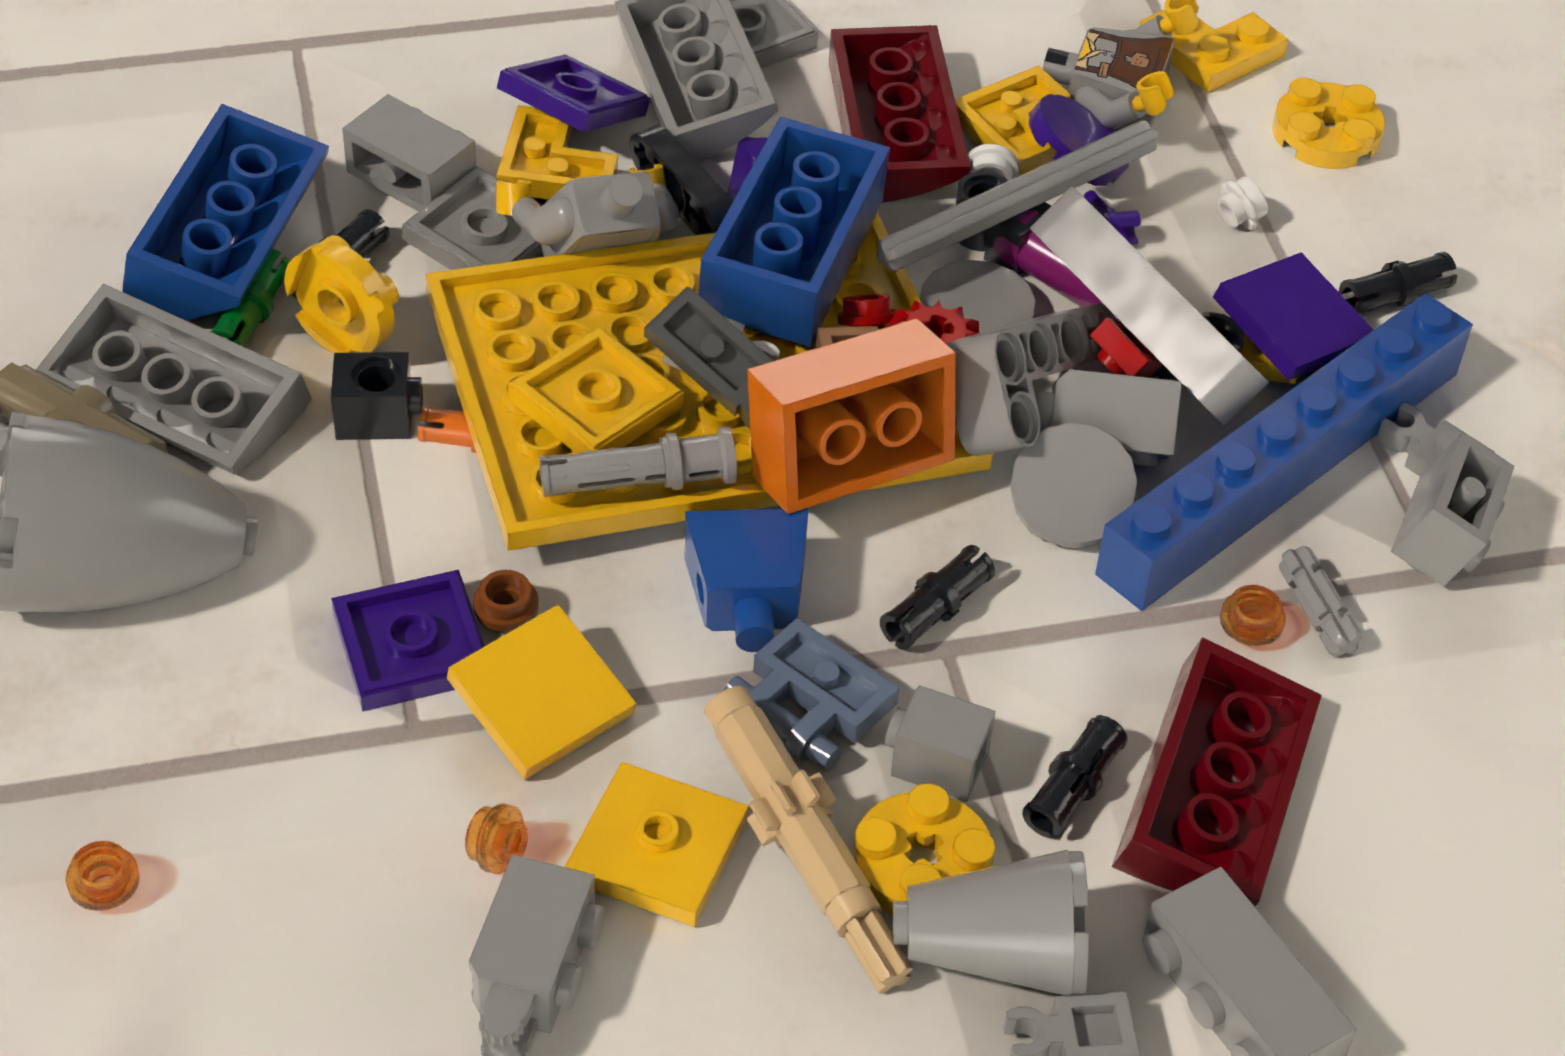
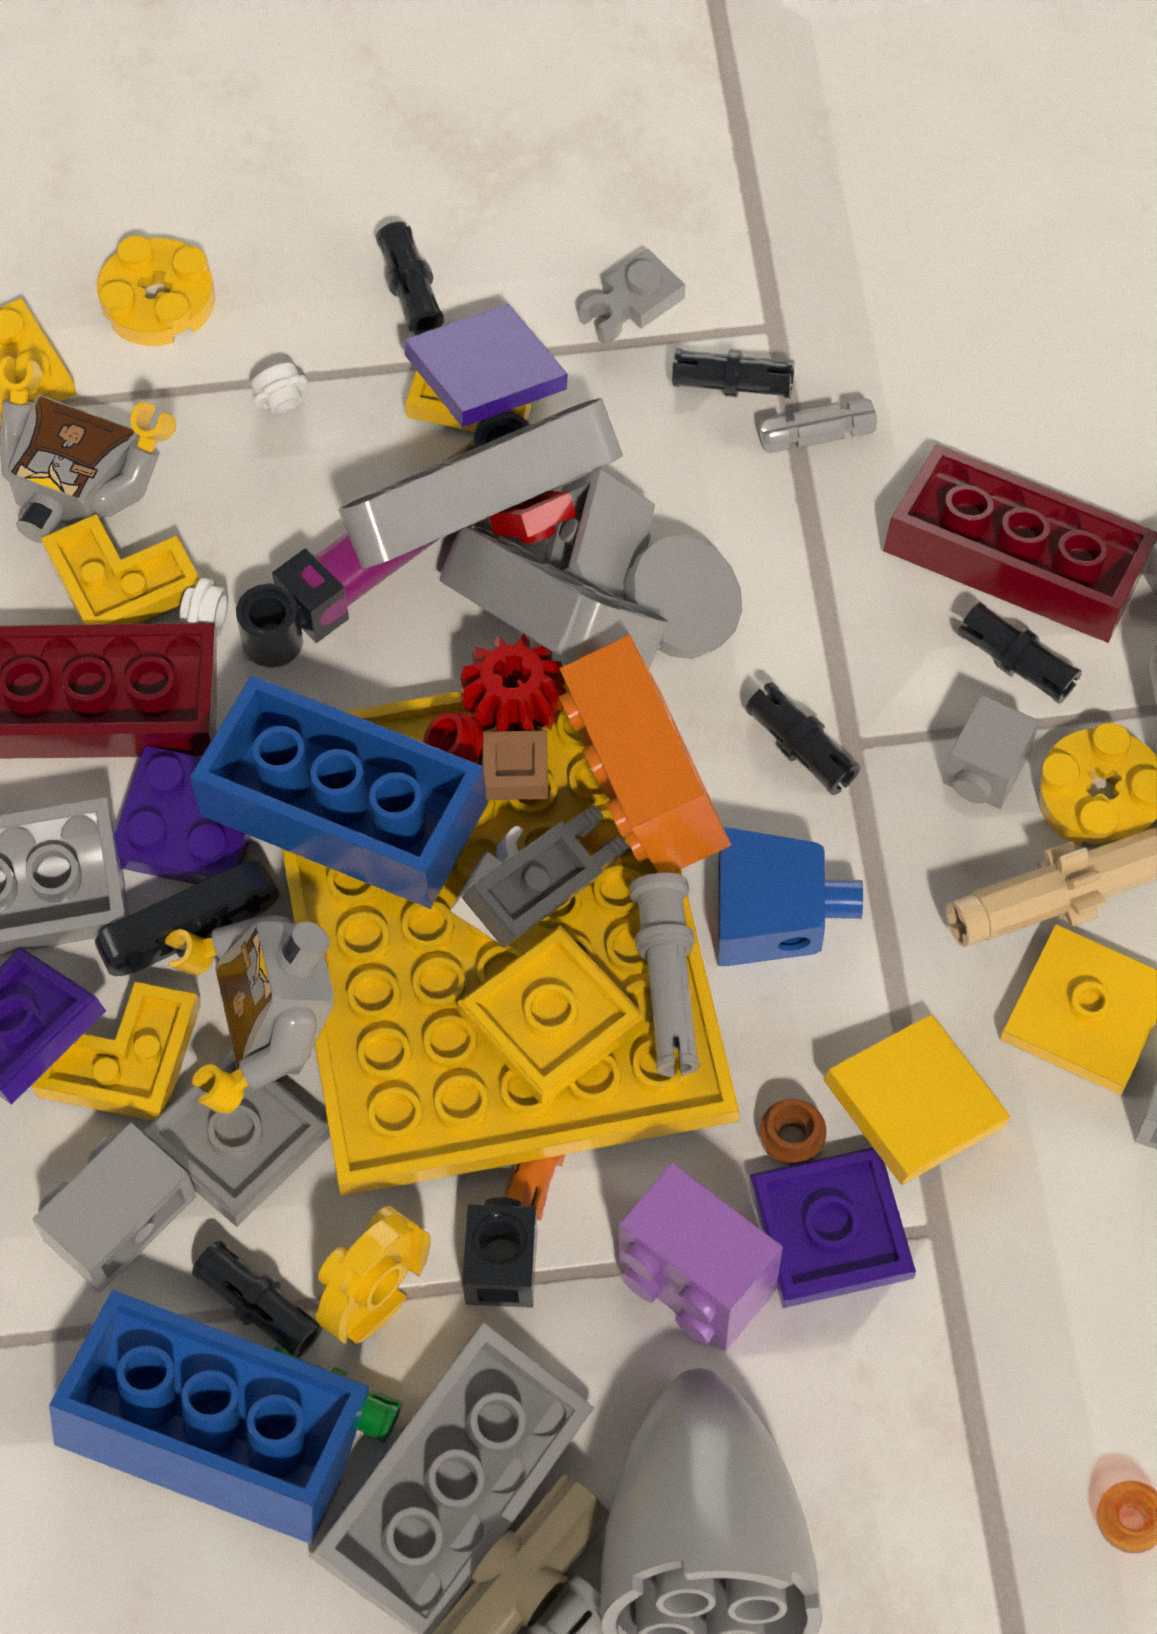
camera: 80 degrees left, 15 degrees up
(356, 505) = (697, 1258): none -> medium lavender brick
(495, 836) = (1095, 1143): clear orange plate -> none
(826, 682) = (909, 845): sand blue plate -> none
(984, 291) = (400, 652): light grey tile -> none
(1016, 196) = (297, 577): light grey axle -> none
(1067, 128) = (177, 516): dark purple tile -> none
(1122, 221) = (296, 510): dark purple hand -> none
(1253, 616) = (837, 468): clear orange plate -> none
(1279, 452) = (649, 415): blue brick -> none
(1361, 526) = (733, 373): none -> black pin
(1454, 510) = (739, 291): light grey brick -> none

